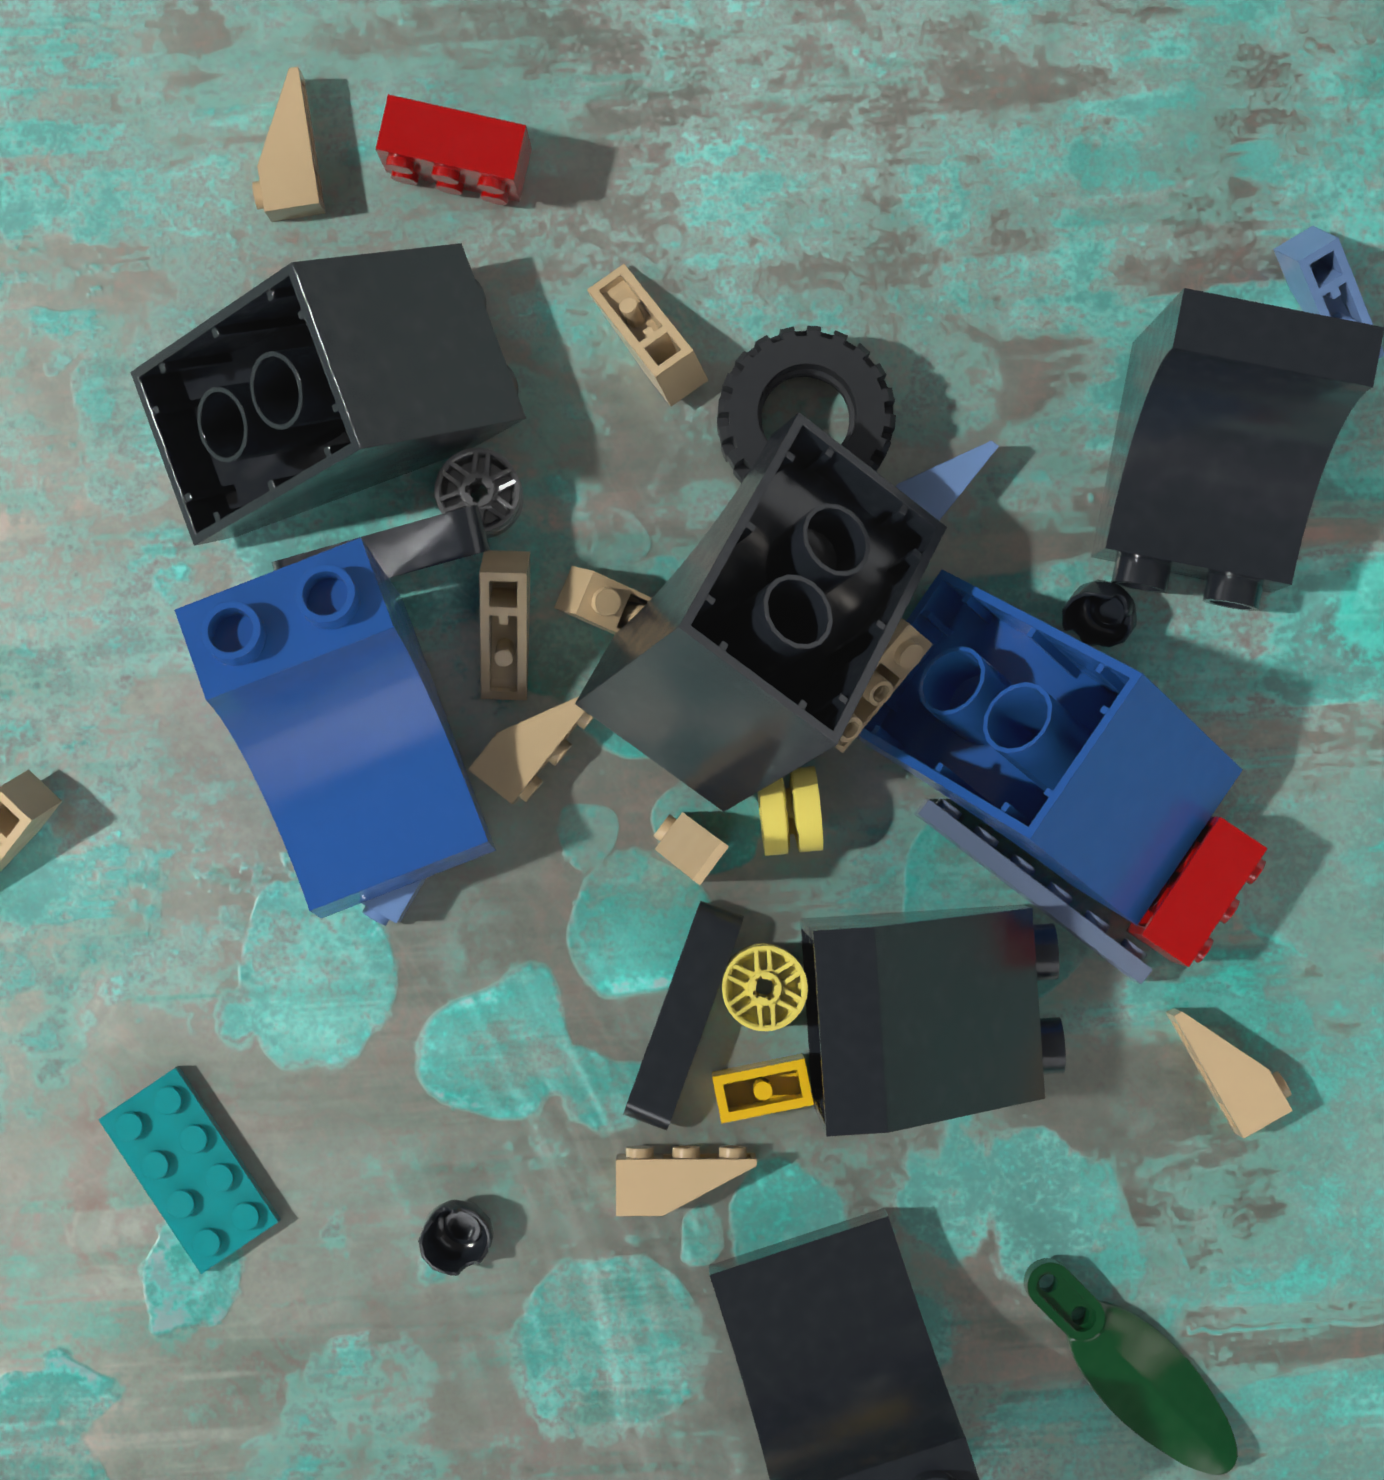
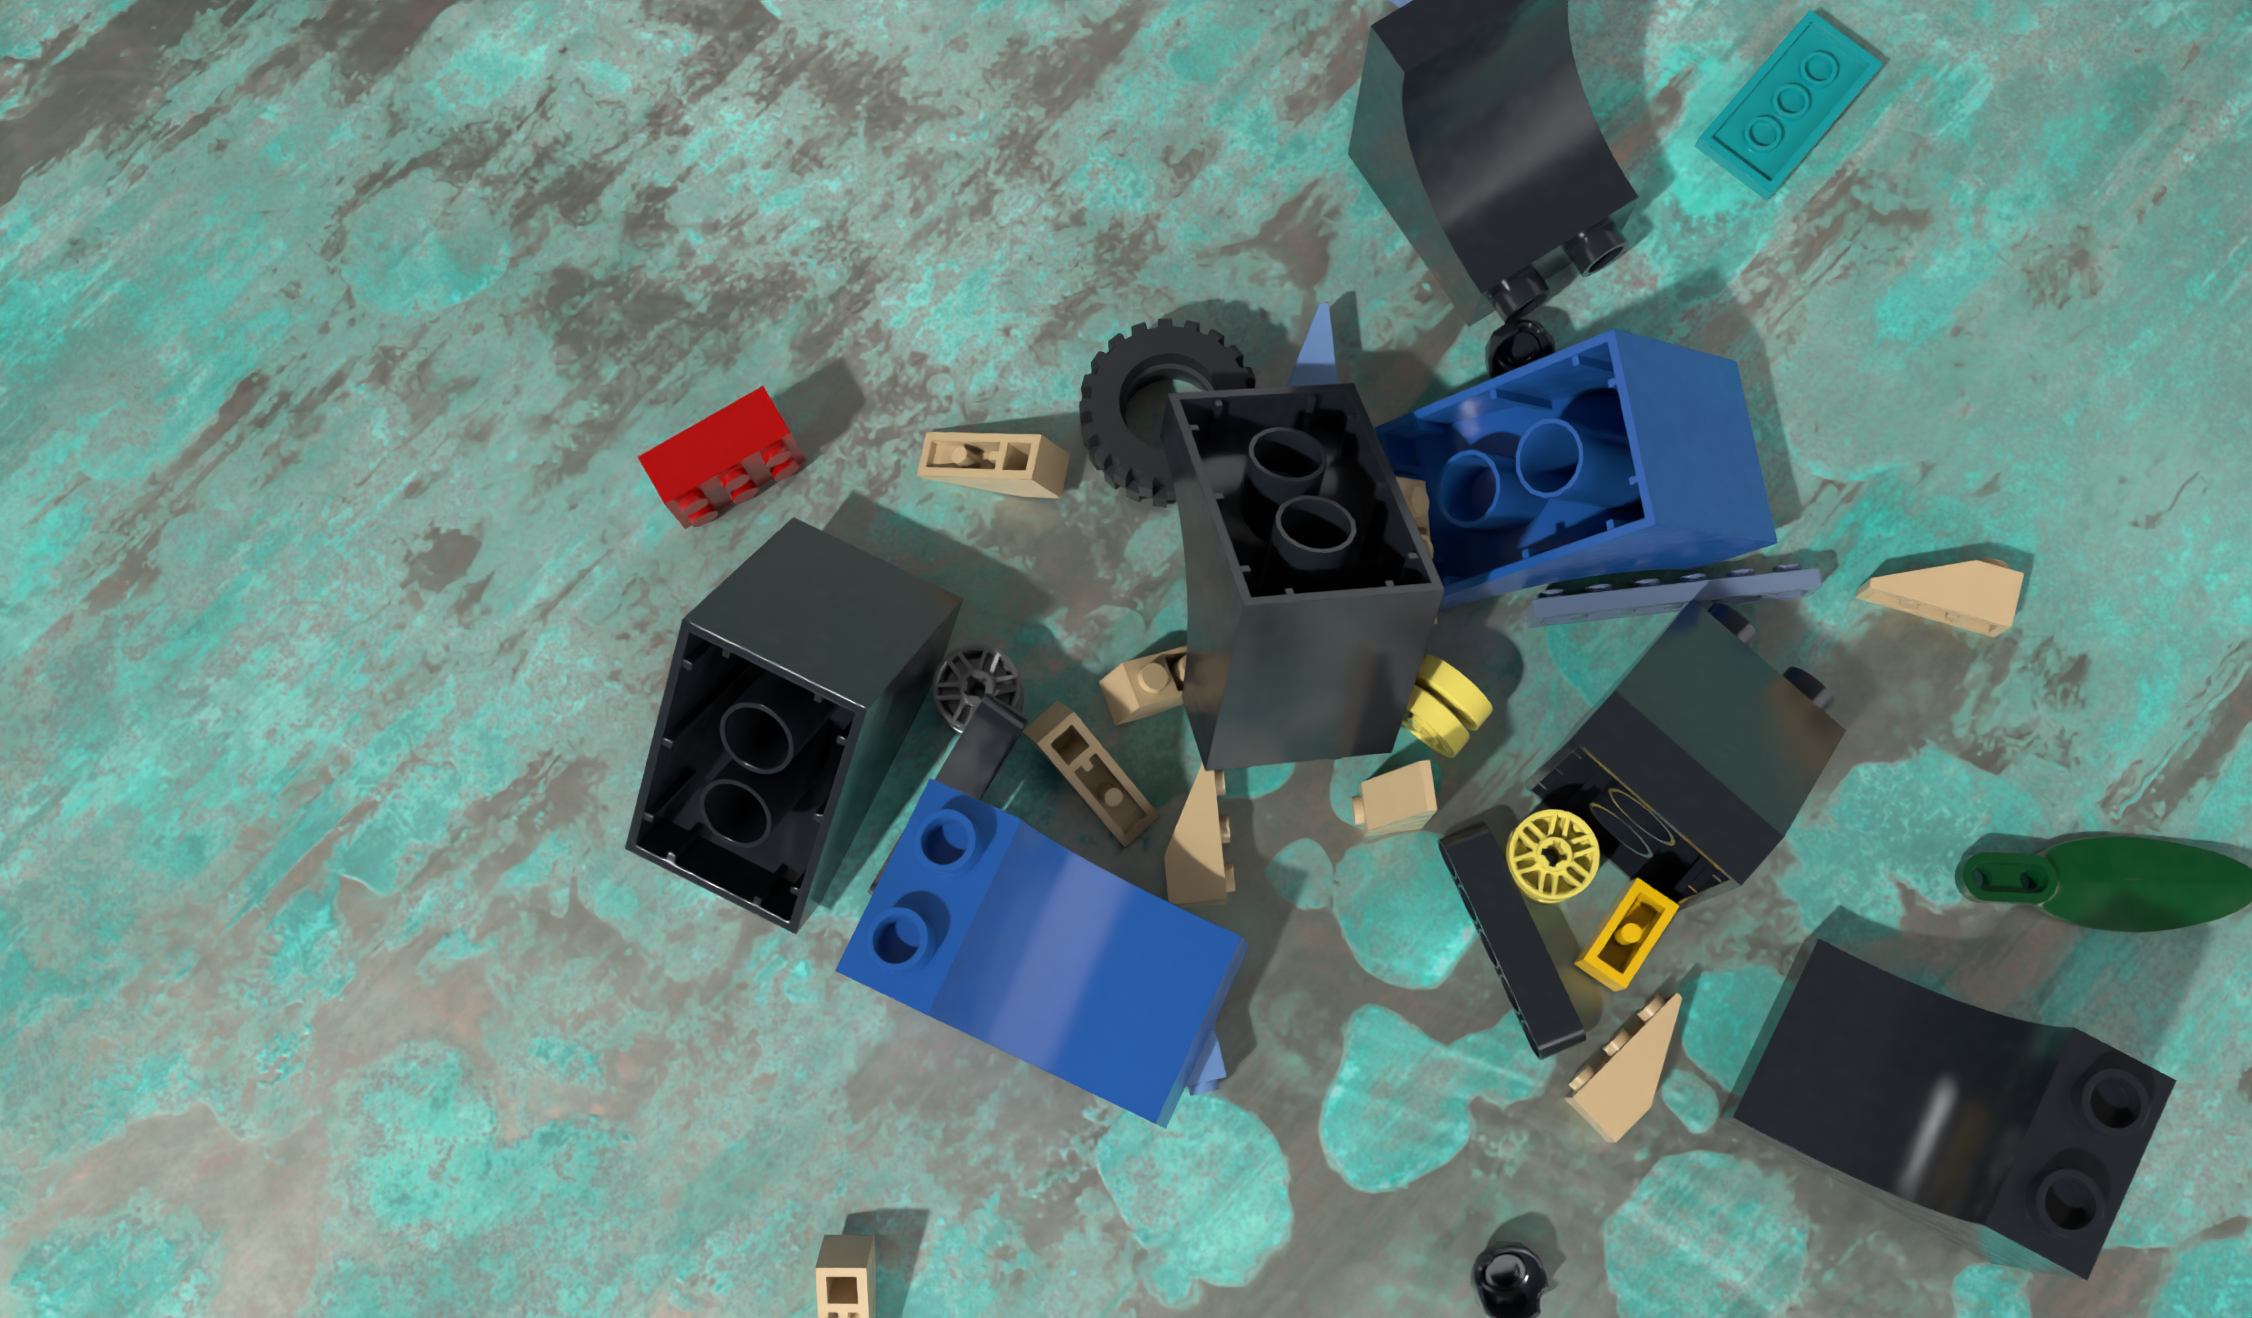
camera: 35 degrees left, 10 degrees down
(288, 163) = (604, 584): tan slope -> none
(1201, 893) = (1799, 480): red brick -> none

